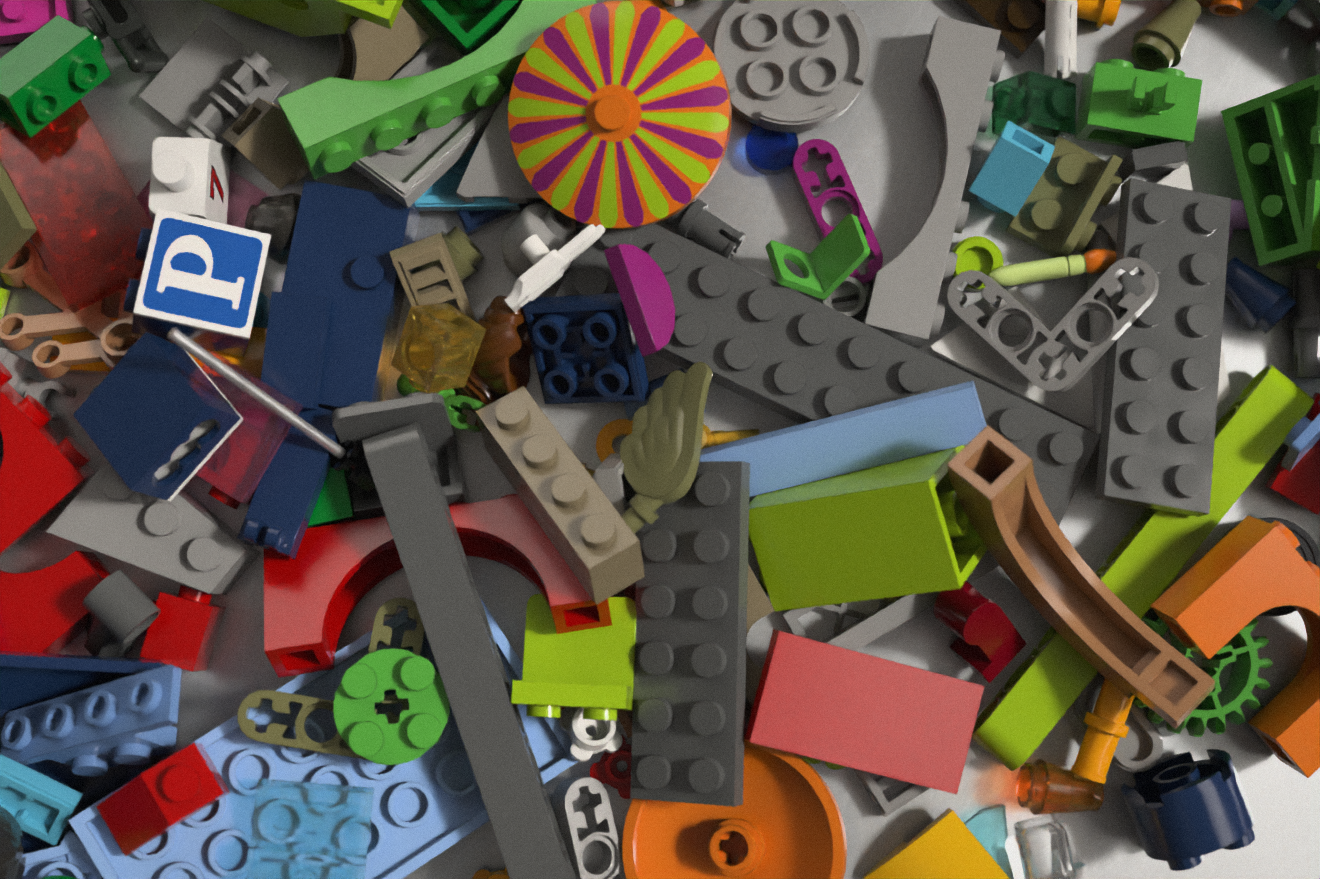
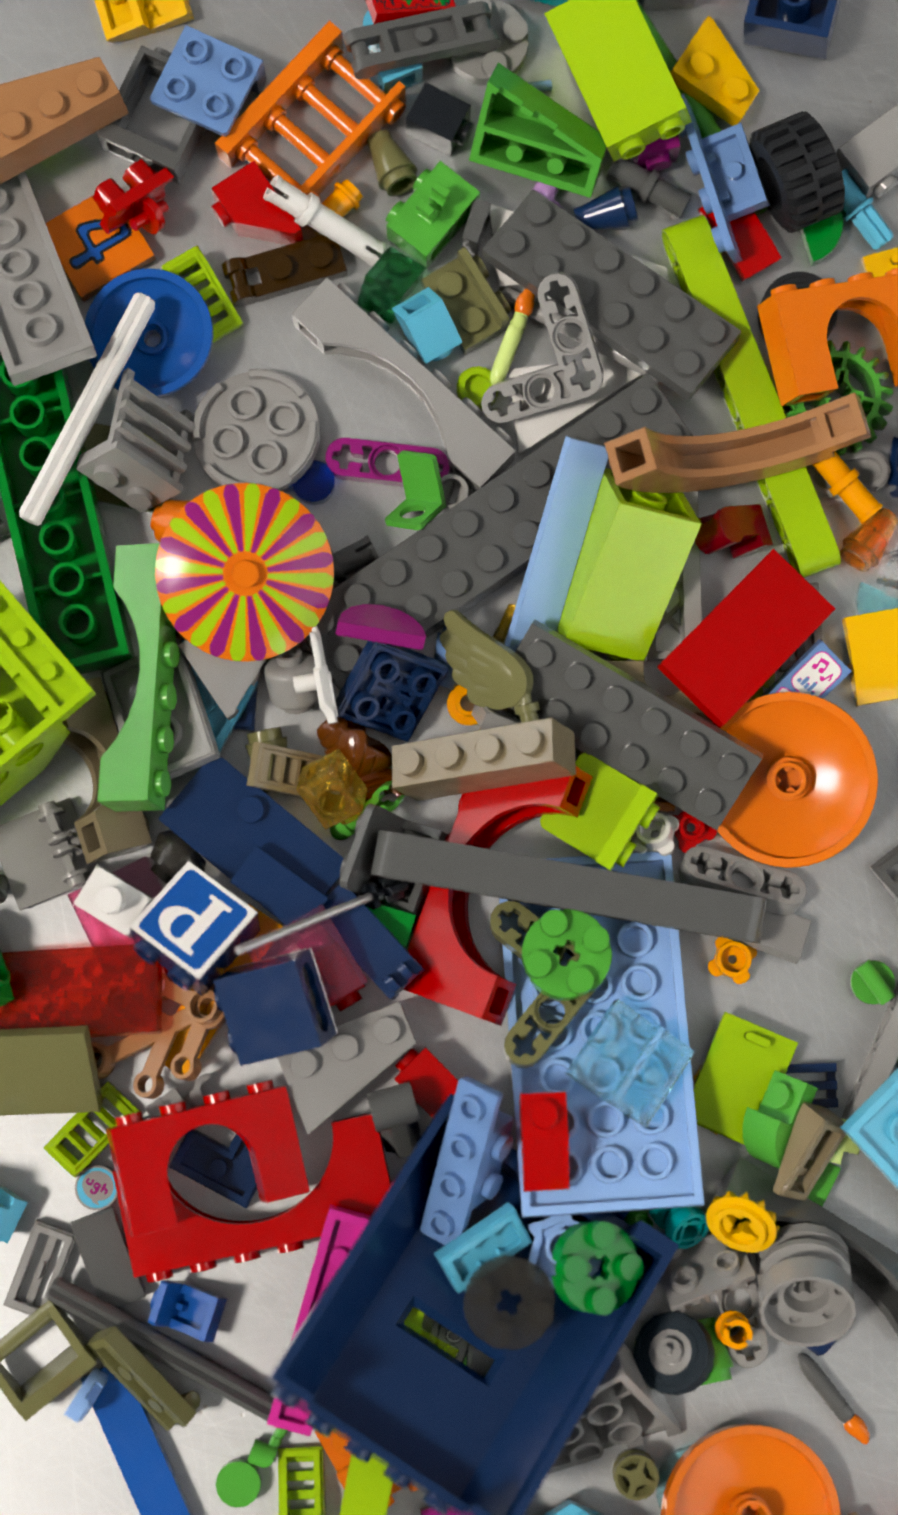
camera: 60 degrees left, 0 degrees up
(868, 808) = (813, 673): none -> tile
(1246, 57) = (439, 120): none -> black brick

